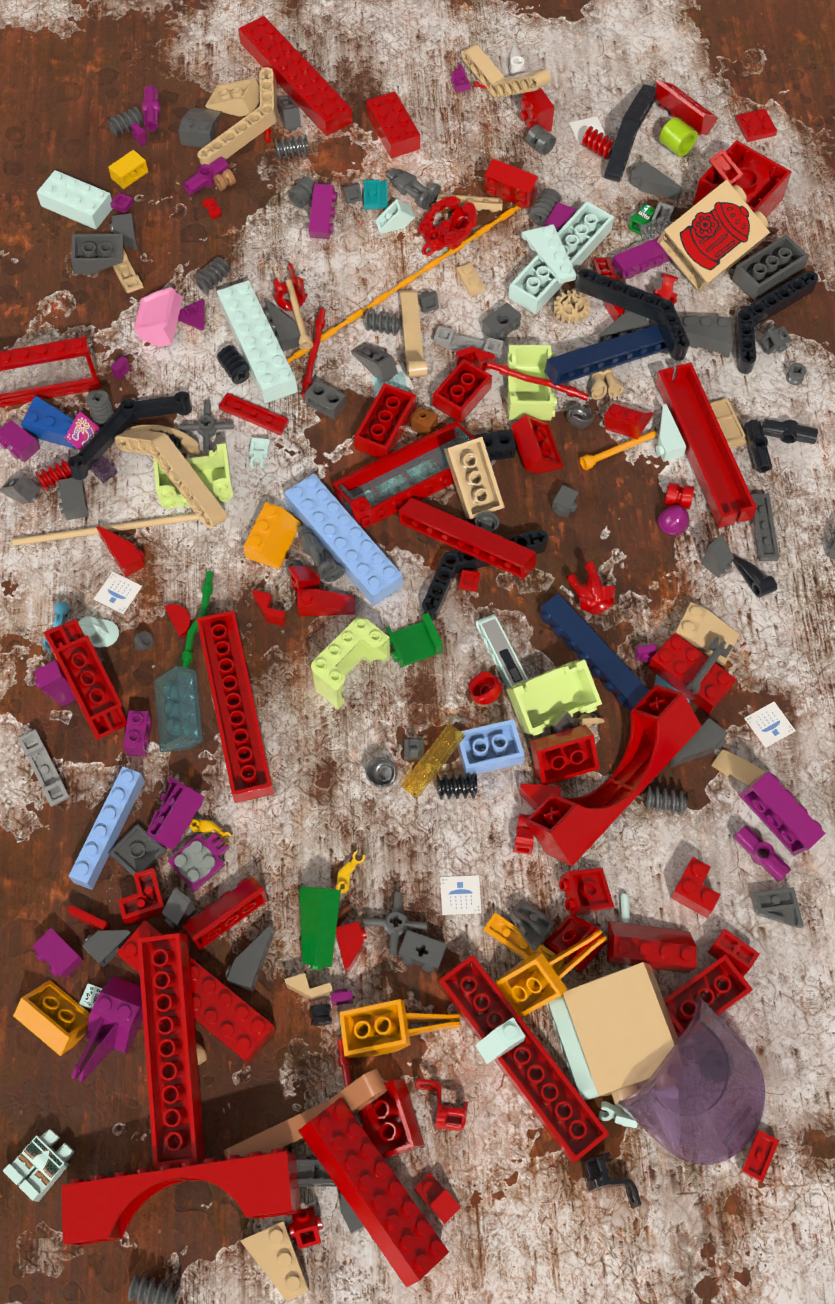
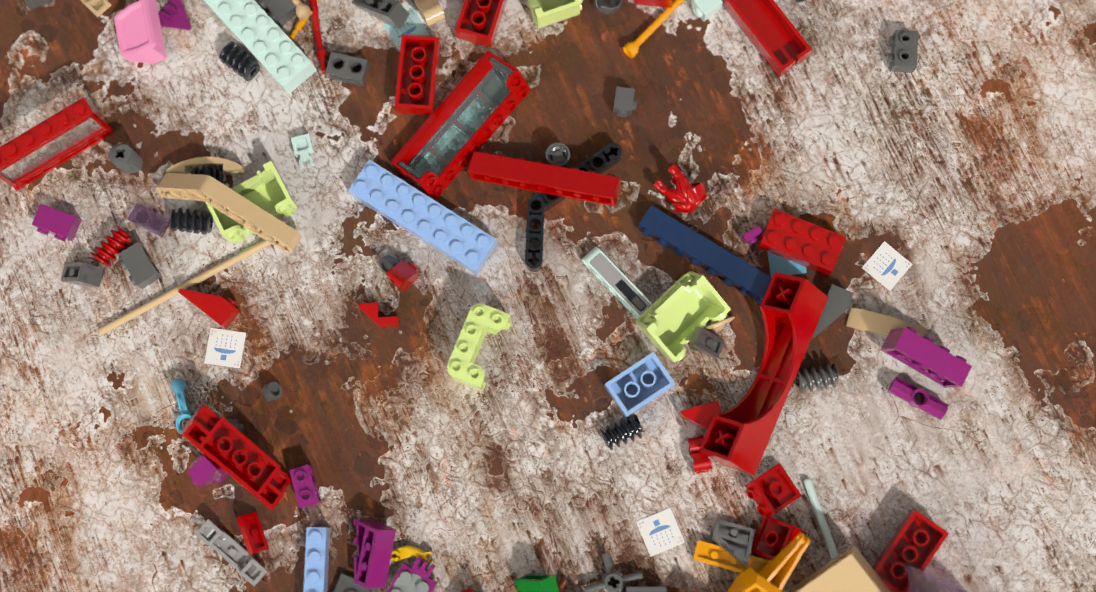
camera: 15 degrees left, 15 degrees up
(47, 423) = (81, 193): blue wedge -> none
(70, 758) = (252, 533): none -> red plate
(81, 431) = (121, 193): sticker -> none
(100, 631) = (222, 396): light aqua piece -> none
(120, 368) = (125, 104): magenta plate -> none
(128, 413) = (151, 170): black piece -> none
(134, 476) = (191, 222): none -> black piece
(178, 710) = (333, 449): clear light blue slope -> none
(179, 617) = (296, 354): red tile -> none
(207, 426) = (234, 140): dark grey bar -> none
(207, 590) = (320, 390): green bar -> none
(234, 707) = (385, 427): red brick -> none
(254, 414) = (281, 108): red tile -> none
(271, 536) = (352, 238): light orange slope -> none
(313, 547) = (398, 237): dark grey piece -> none
(324, 603) = (431, 290): red slope -> none
(343, 877) = (549, 552): yellow arm -> none
(381, 772) = (548, 444): flat silver hair -> none
(413, 749) = (569, 408): dark grey tile -> none
(415, 642) = (530, 300): green panel -> none
(423, 421) = (454, 60): dark orange brick -> none
(433, 760) = (592, 417): clear yellow tile -> none
(469, 580) = (560, 218): red plate -> none
(474, 477) = (529, 111): tan brick -> none
(485, 688) = (614, 325): red hat -> none
(495, 448) = (538, 66): black brick -> none
(536, 445) = (575, 48): red slope -> none
(564, 755) = (711, 369): red brick -> none
(656, 946) = (846, 521): red slope -> none
(674, 520) = (734, 84): magenta hat -> none
(679, 495) = (731, 57): red wheel -> none
(691, 890) = (863, 453): red brick -> none
(700, 629) = (802, 196): tan slope -> none
(717, 651) = (821, 214): dark grey hinge -> none
(718, 557) = (791, 113): dark grey slope -> none
(736, 950) = (920, 499): red hinge -> none
(755, 578) = (831, 120): black piece -> none
(765, 529) = (823, 63): dark grey plate -> none
(779, 906) = (947, 442): dark grey wing -> none

